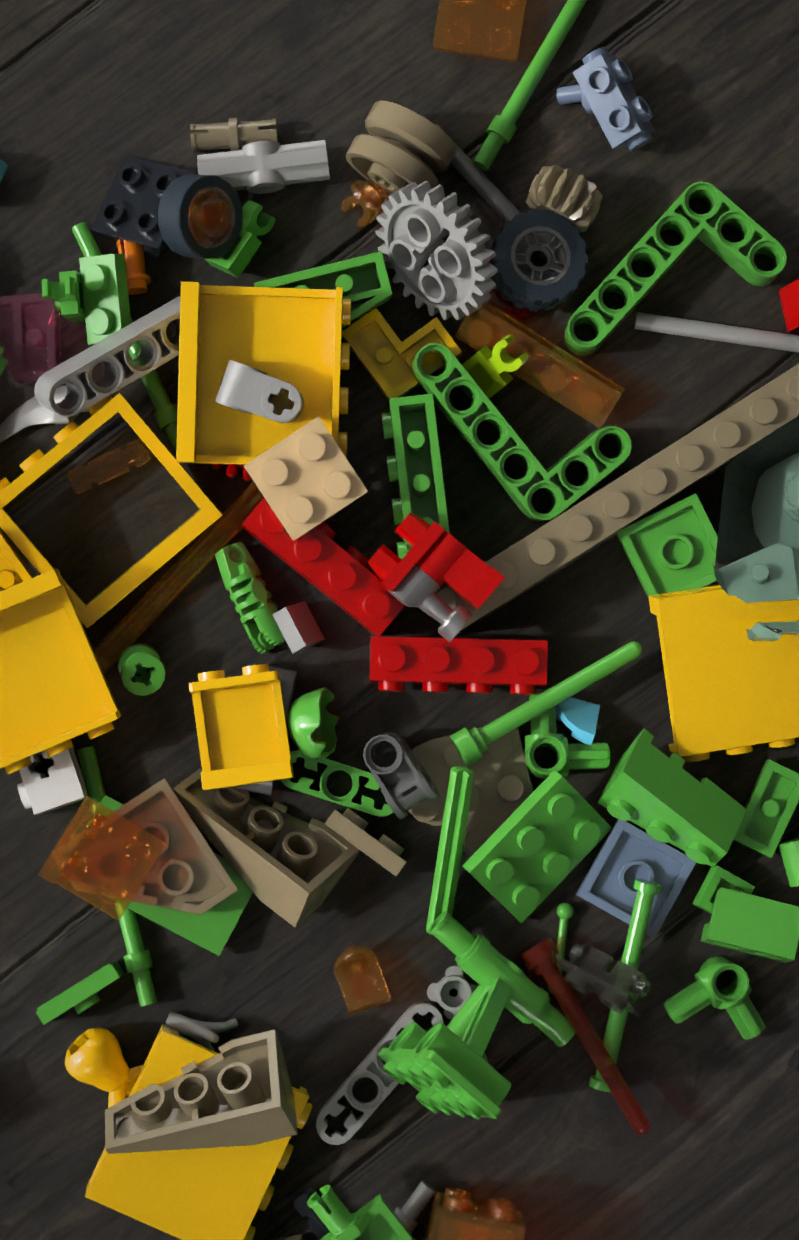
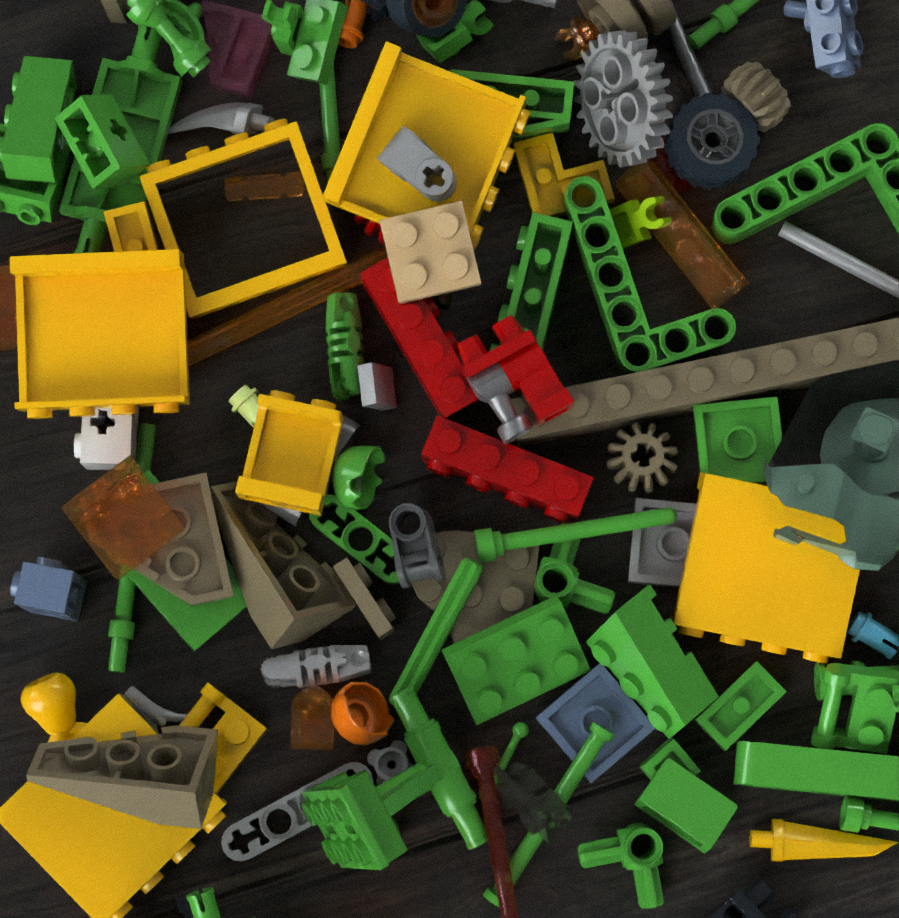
camera: 30 degrees right, 5 degrees down
(52, 952) = (49, 589): none -> sand blue brick
(81, 994) = (59, 639): bright green plate -> none
(114, 355) = (304, 98): light grey beam -> none
(137, 660) = (223, 363): bright green wheel -> none
(177, 692) = (245, 403): none -> yellowish green pin
(289, 1016) = (236, 732): none -> yellow plate
(345, 924) = (317, 666): none -> light grey hinge
(406, 956) = (361, 713): none -> orange hair
(579, 717) = (597, 559): medium azure tile -> none
(599, 605) = (655, 465): none -> dark tan gear
(638, 688) = (660, 551): none -> light grey plate

